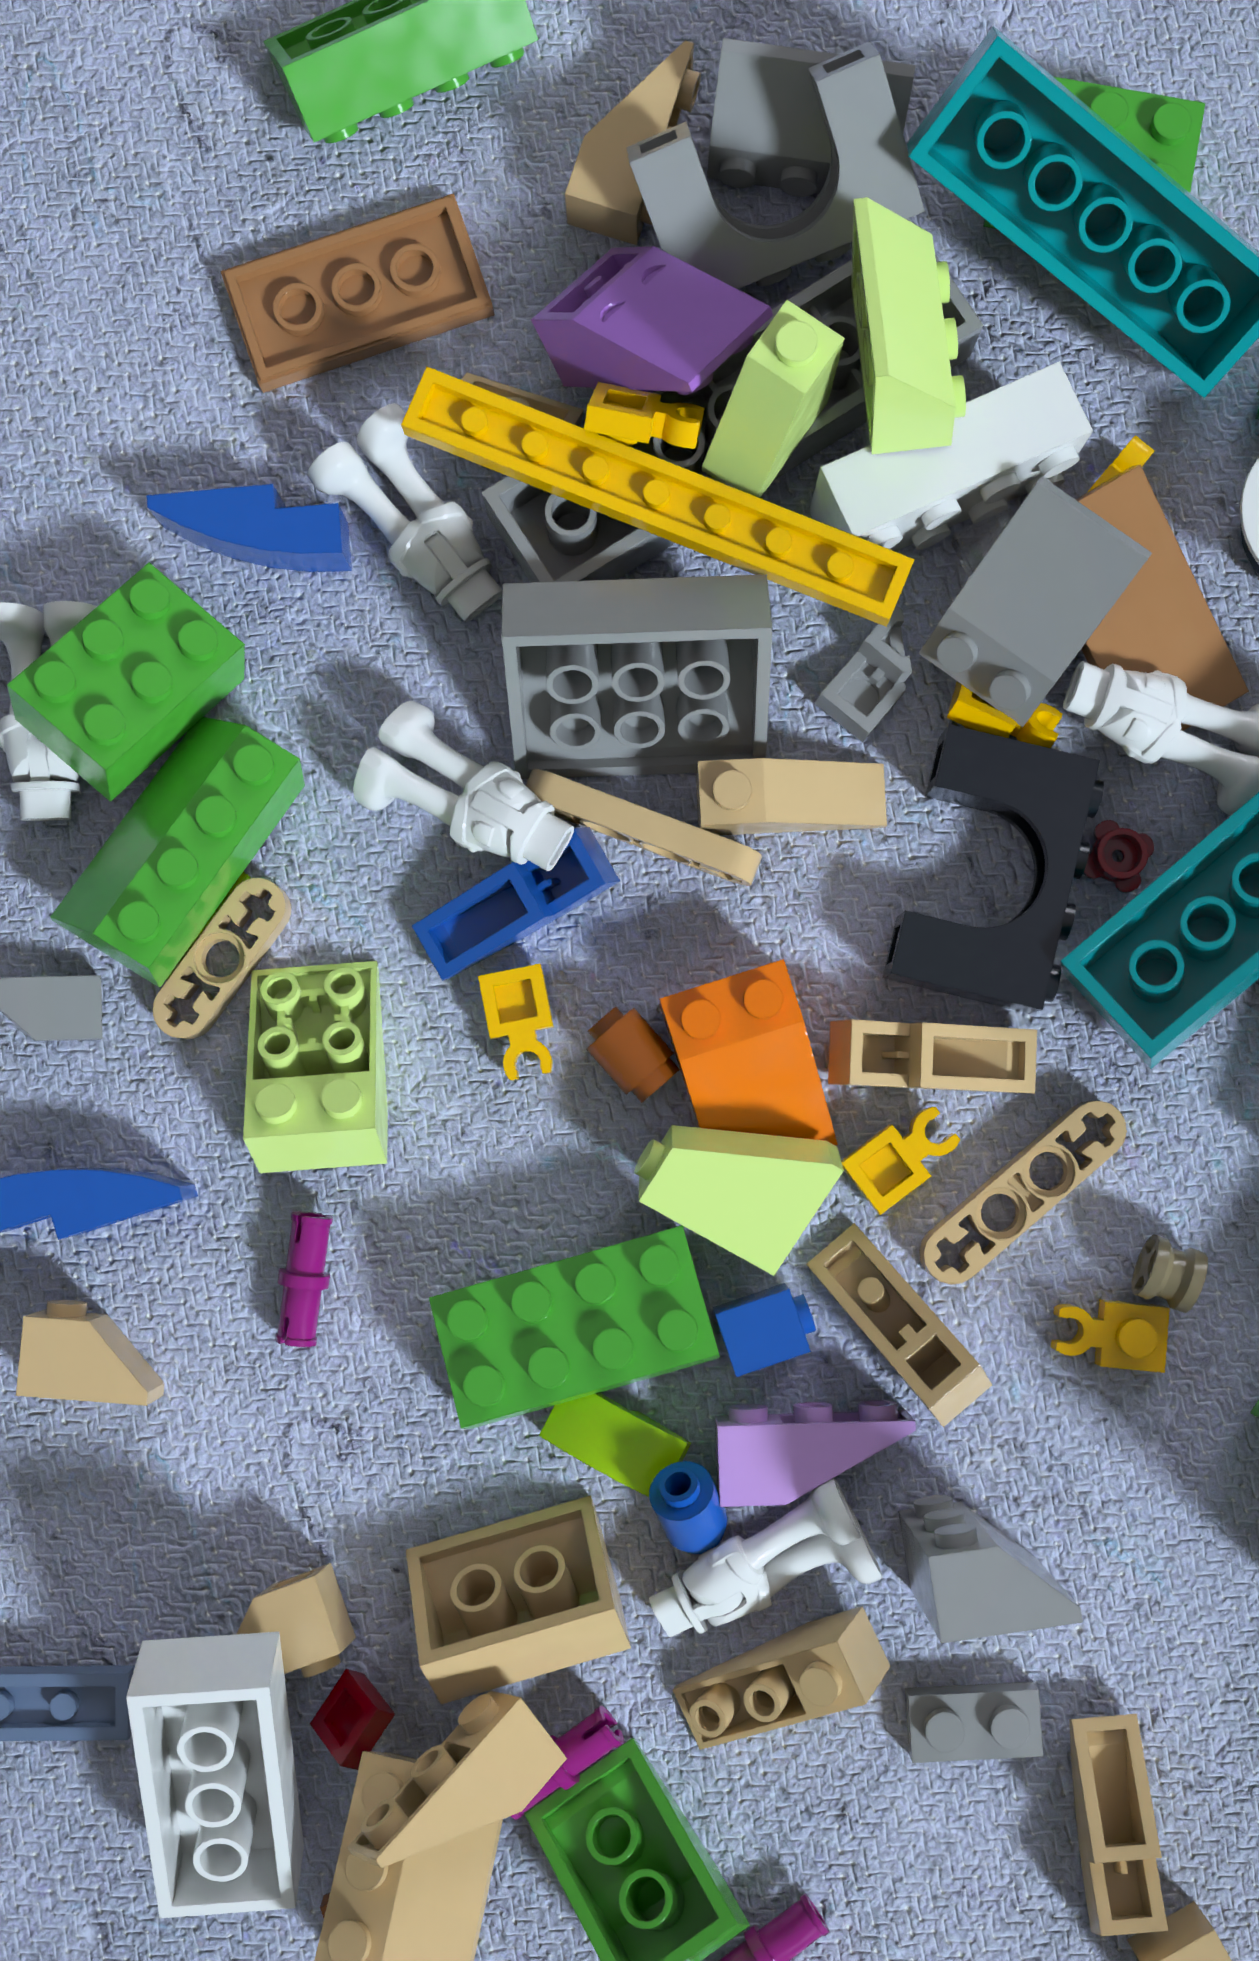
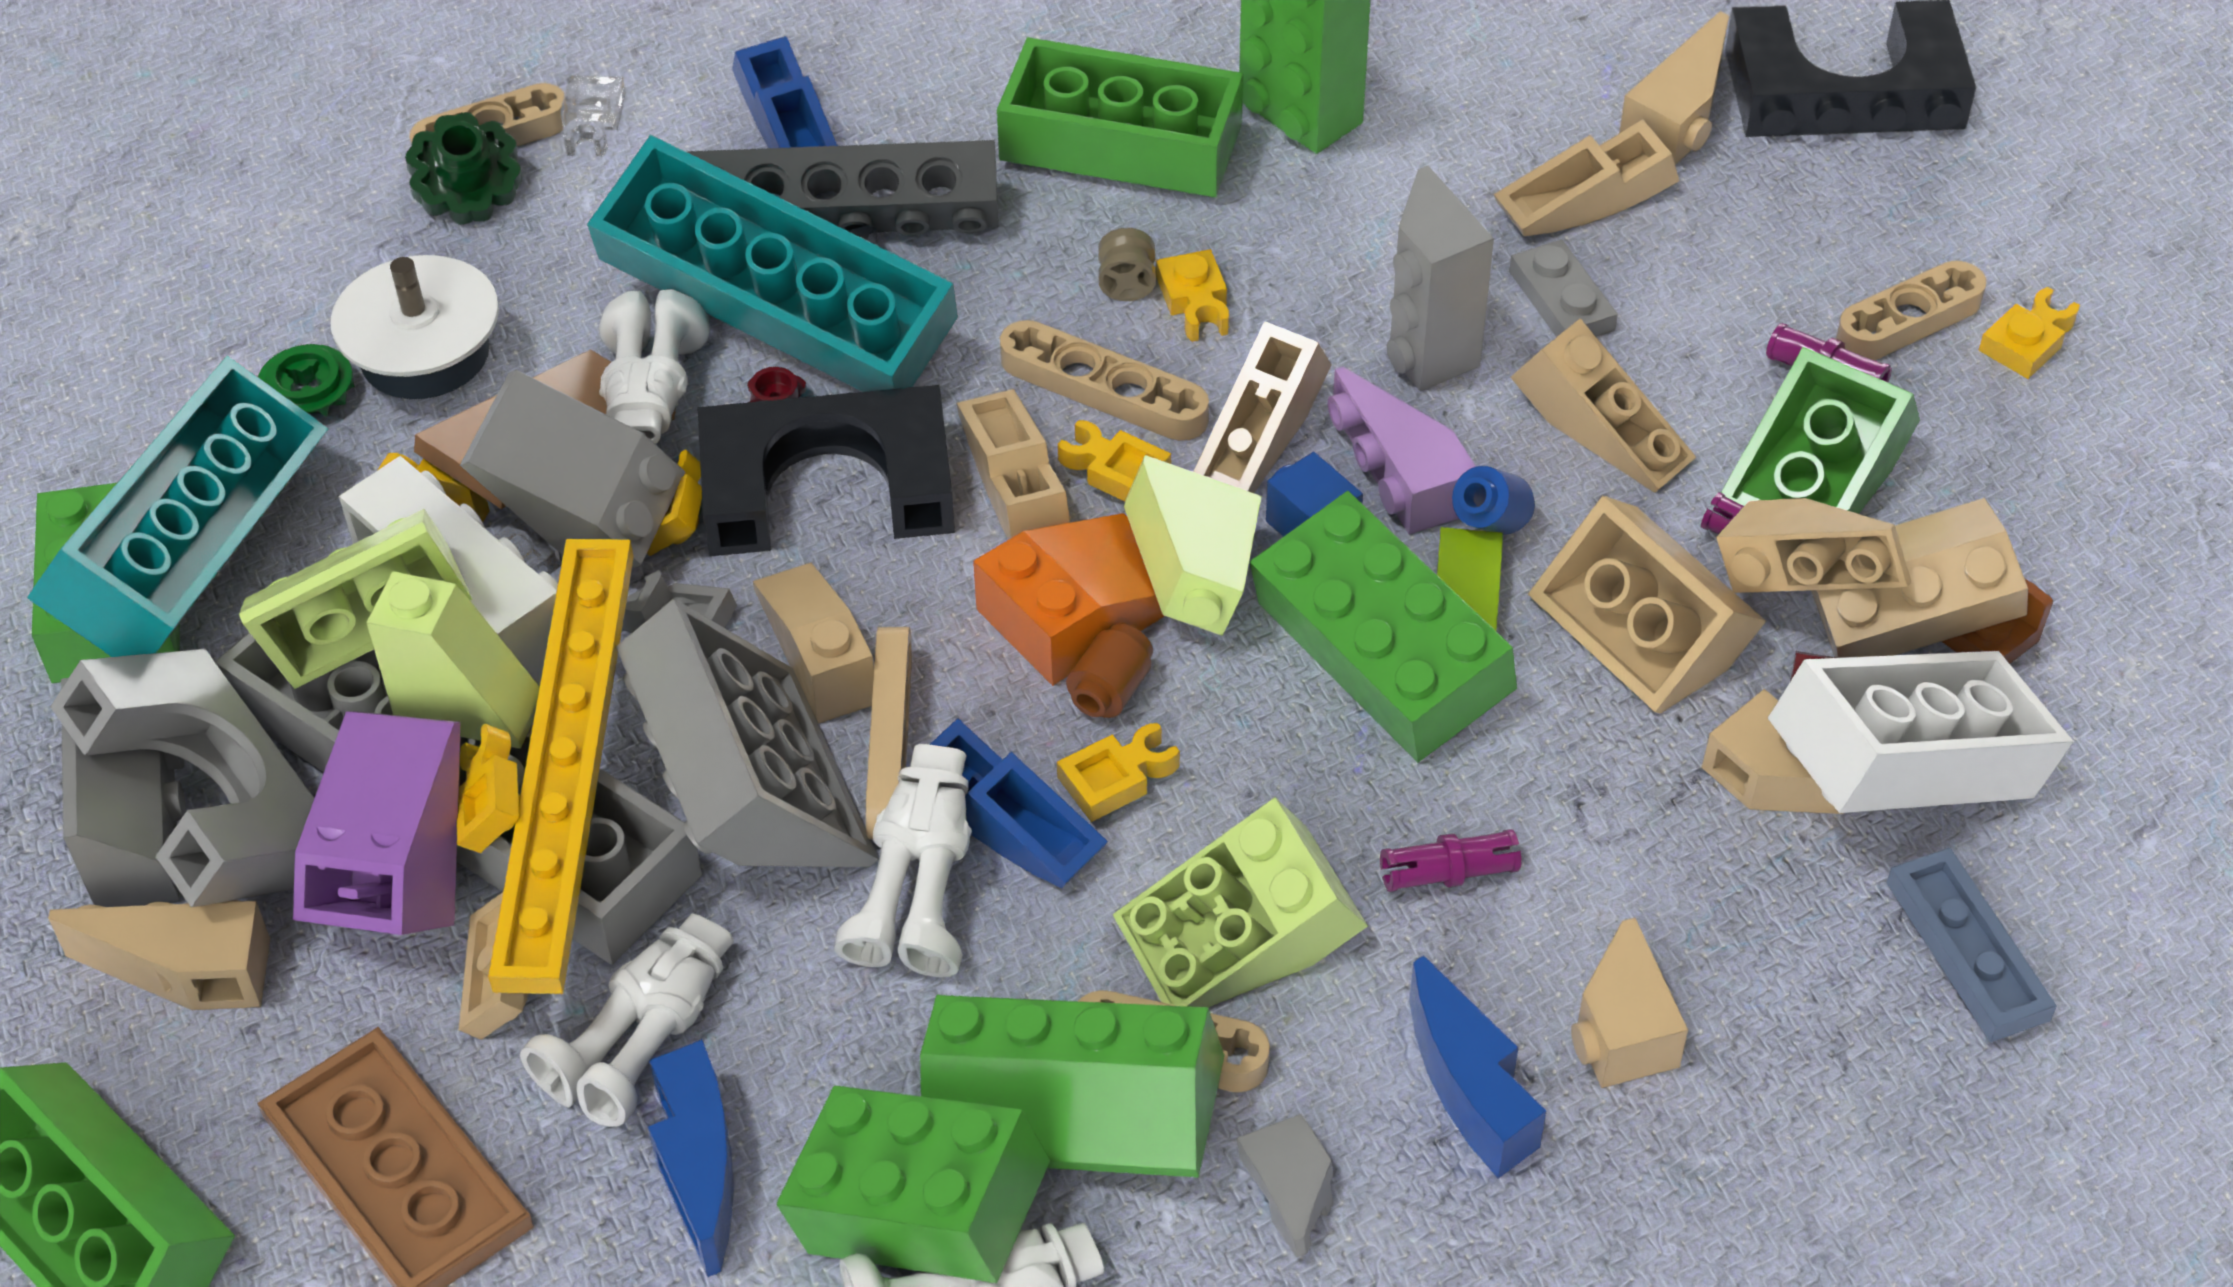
camera: 115 degrees left, 35 degrees down
(746, 1573) = (1544, 463): white piece -> none

